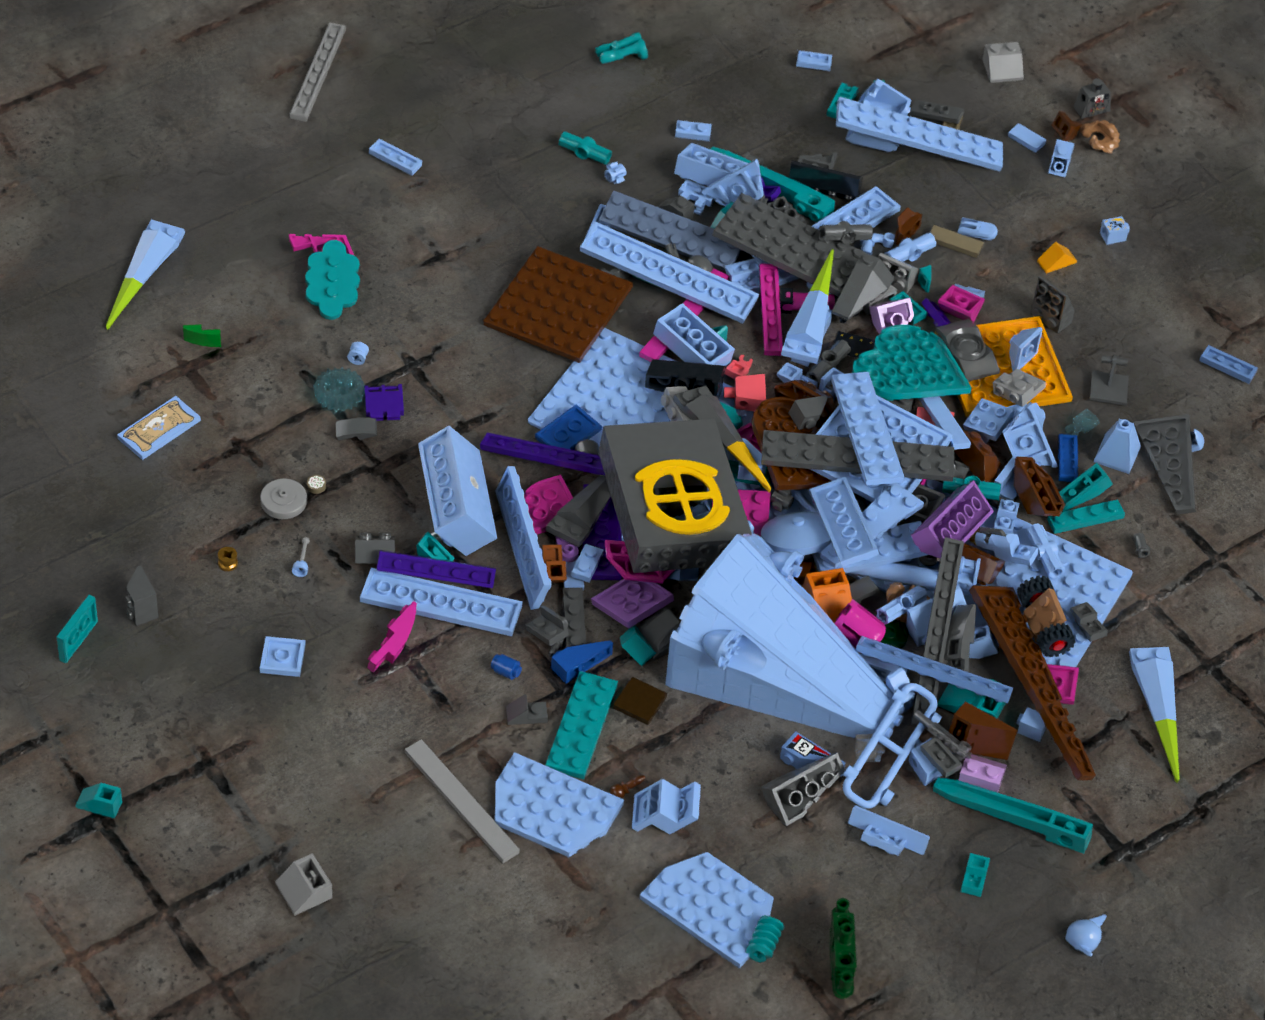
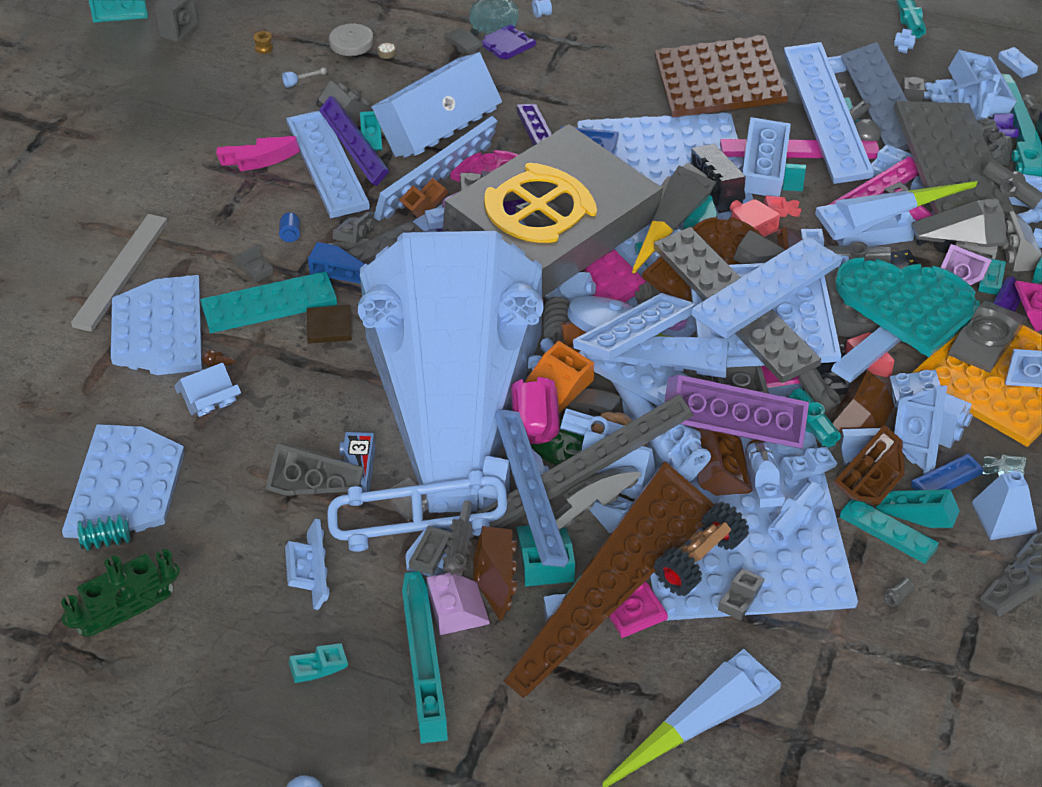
camera: 60 degrees right, 5 degrees down
(282, 656) = (189, 110): light blue plate -> none
(1018, 387) = (981, 389): light grey plate -> none

